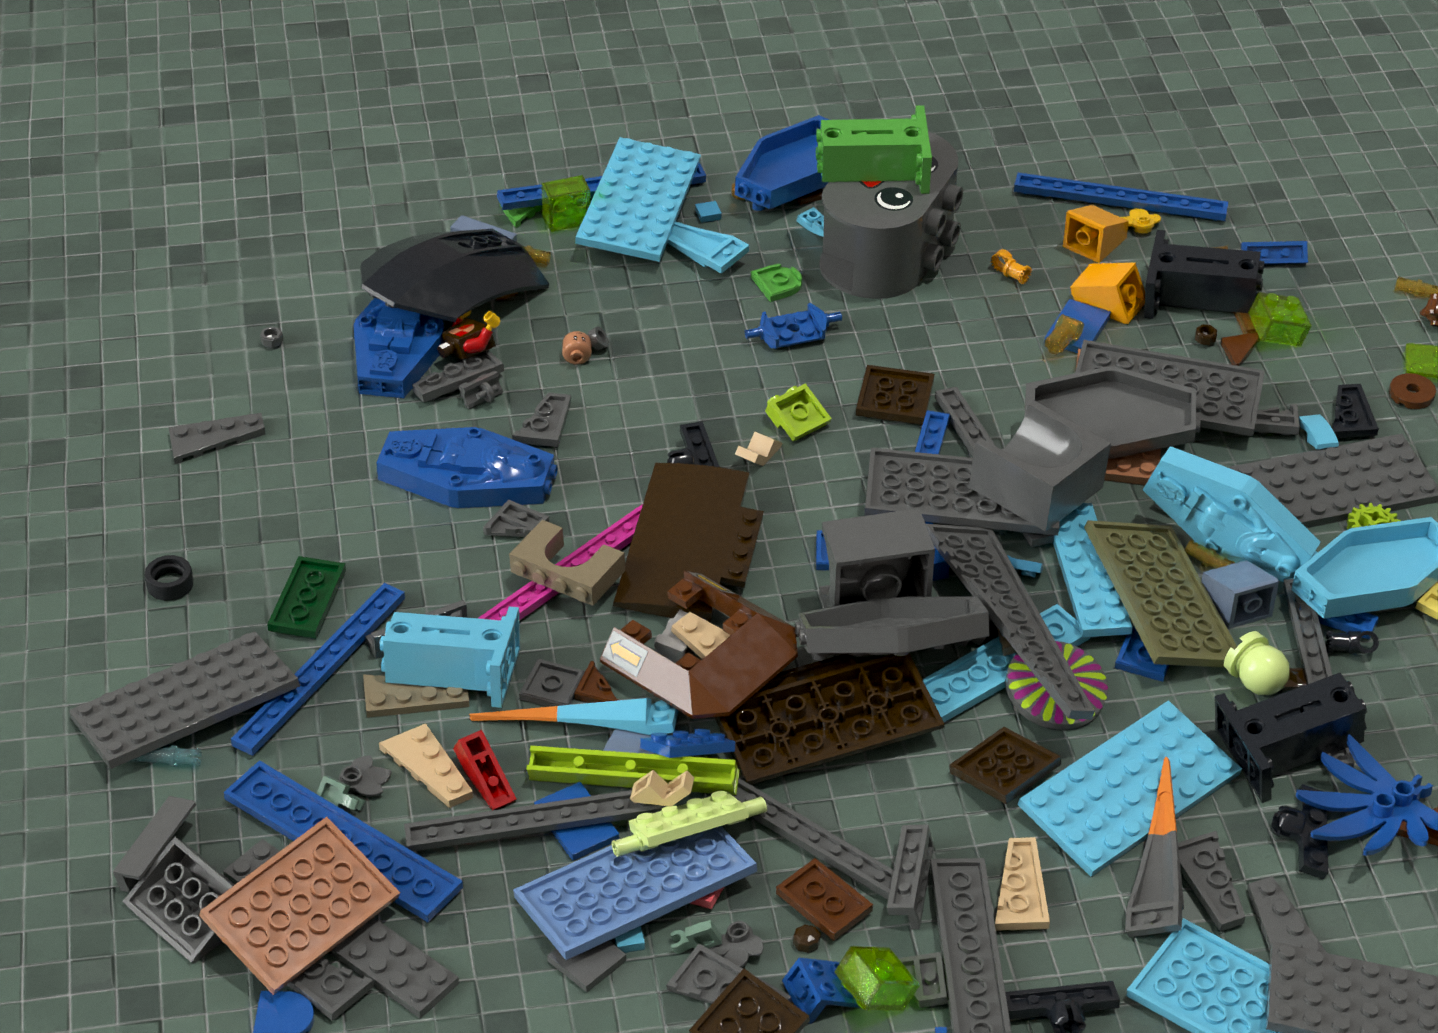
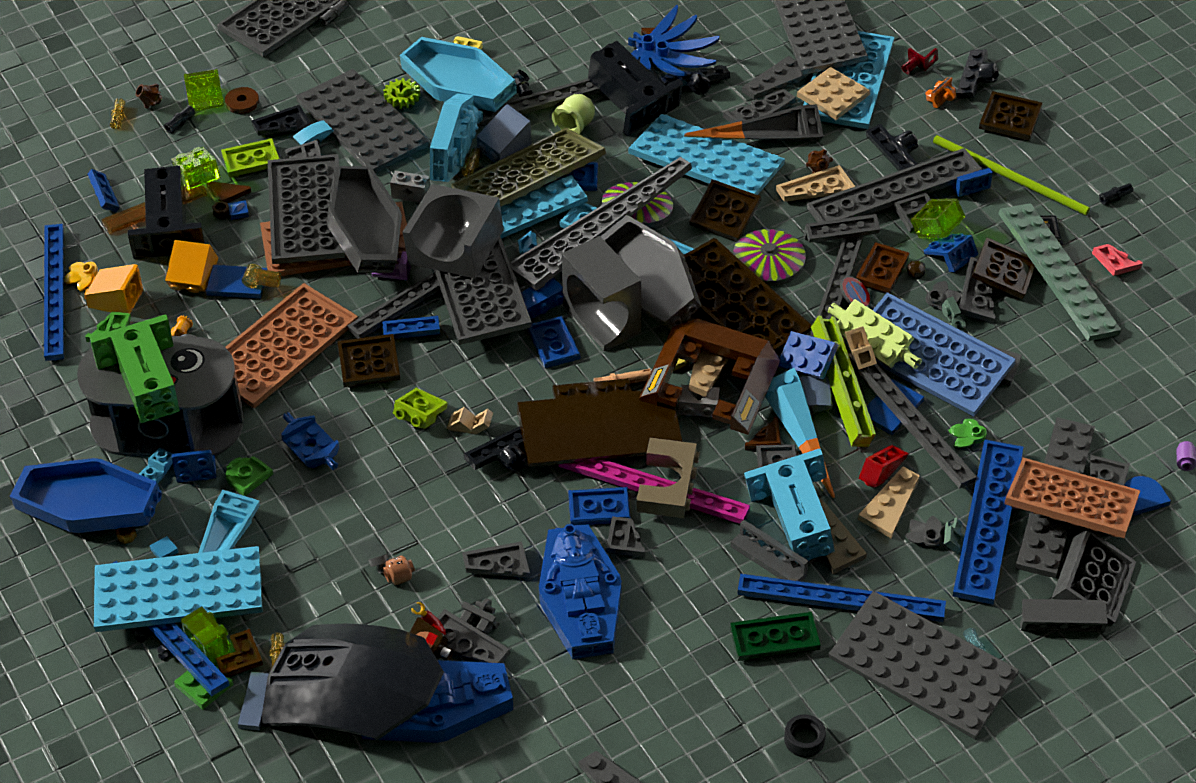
camera: 110 degrees left, 5 degrees up
(488, 877) = (968, 433): none -> bright green plate
(537, 234) = (243, 659): none -> reddish brown plate
(580, 516) = (598, 505): none -> blue tile
(756, 580) = (633, 377): none -> light nougat pin
(786, 846) = (854, 289): none -> piece
(801, 247) = (194, 466): none -> blue bracket
(904, 790) = (771, 255): none -> dish
(956, 336) = (285, 341): none -> nougat plate
(1039, 225) = (113, 321): none -> bright green wing
(1066, 899) = (818, 160): none -> reddish brown rock
(1202, 350) = (238, 210): none -> blue tile
(1208, 966) = (833, 93): none -> tan plate
(1292, 374) = (249, 157): none -> lime plate
(1389, 332) = (174, 123): none -> black pin

